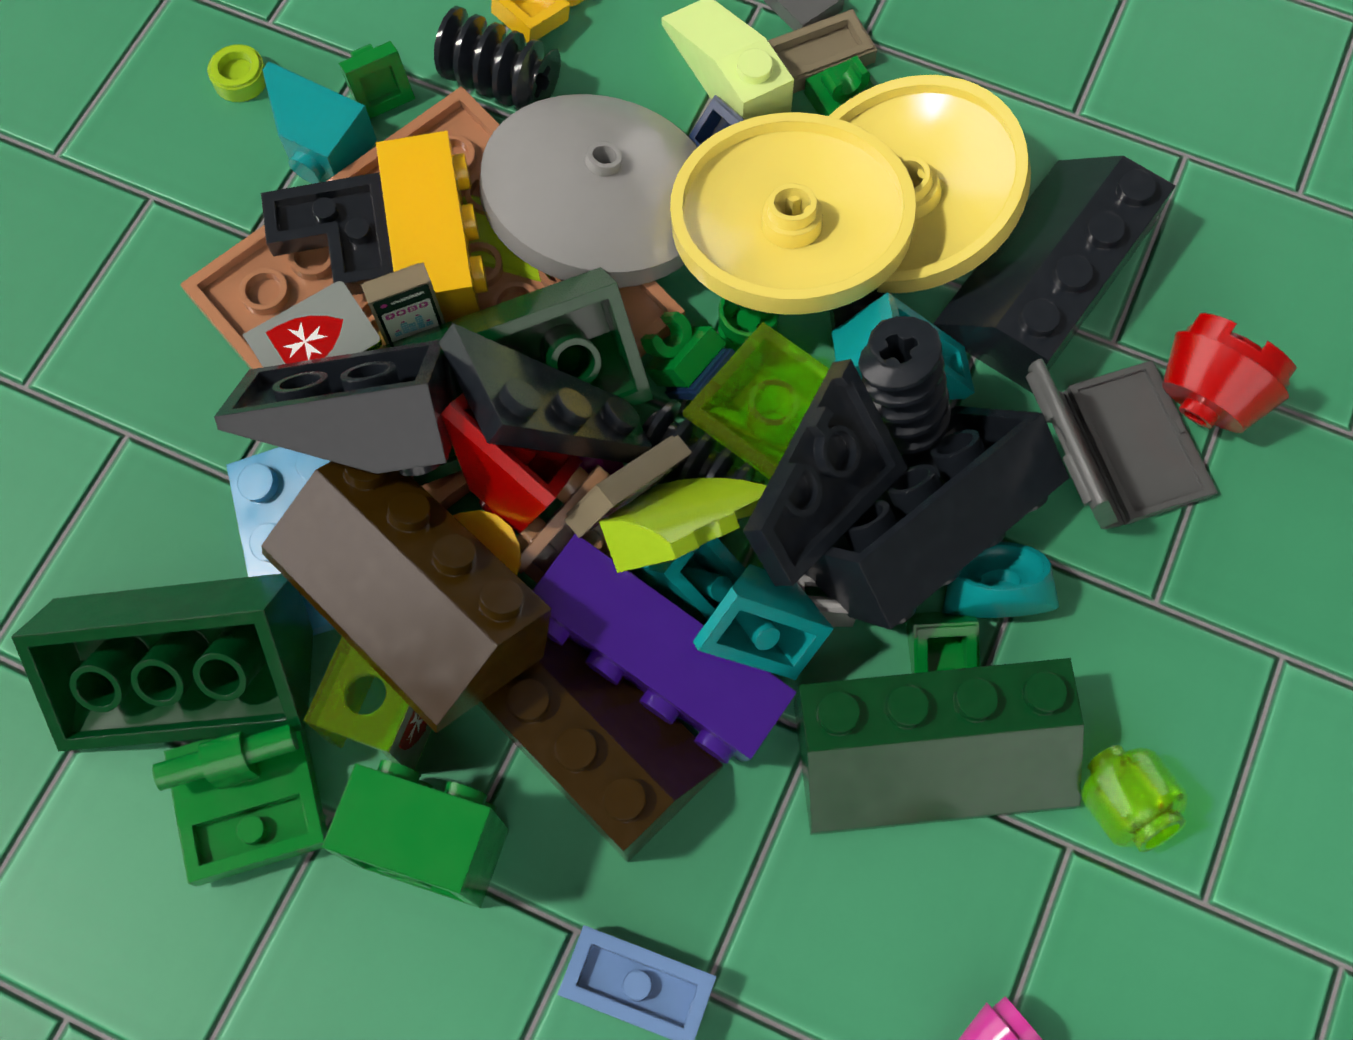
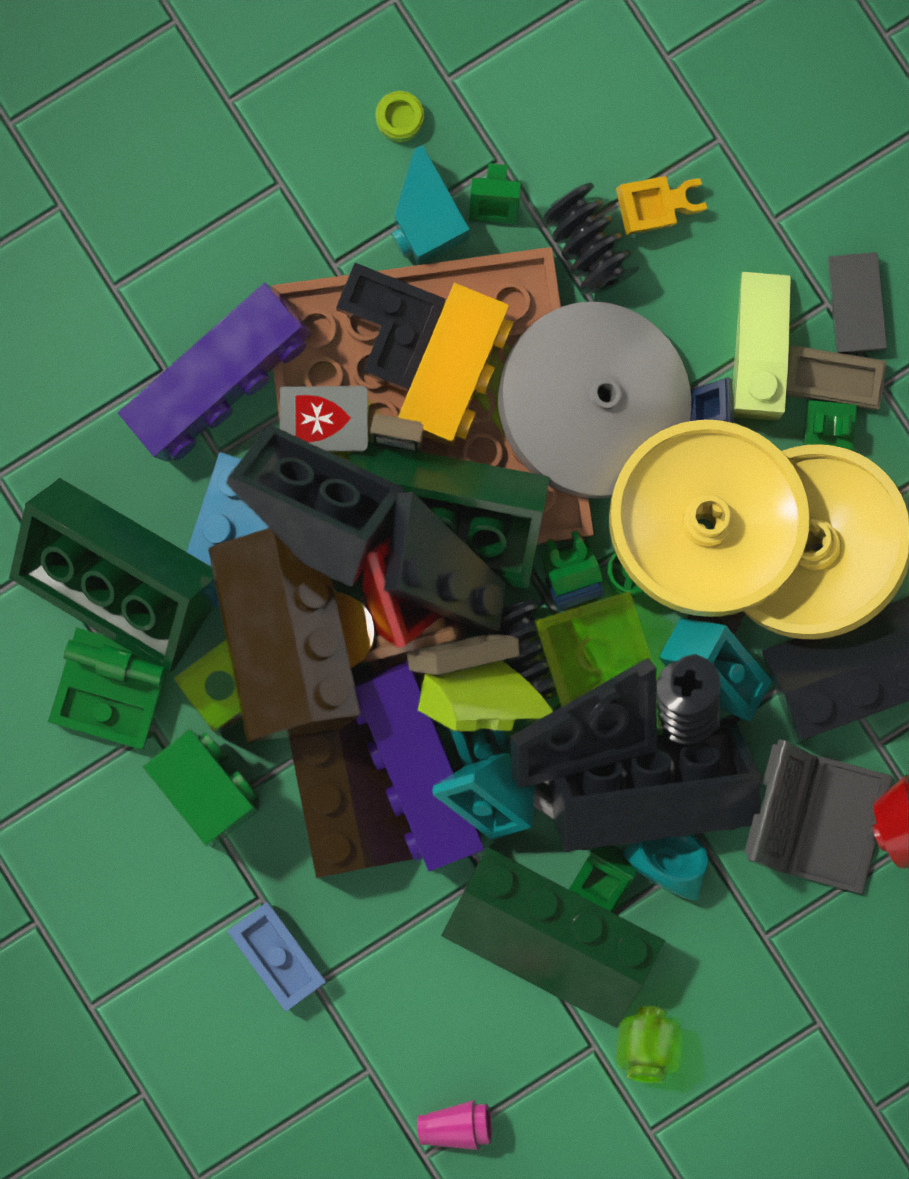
camera: 30 degrees right, 15 degrees up
(173, 386) = (215, 374): none -> dark purple brick

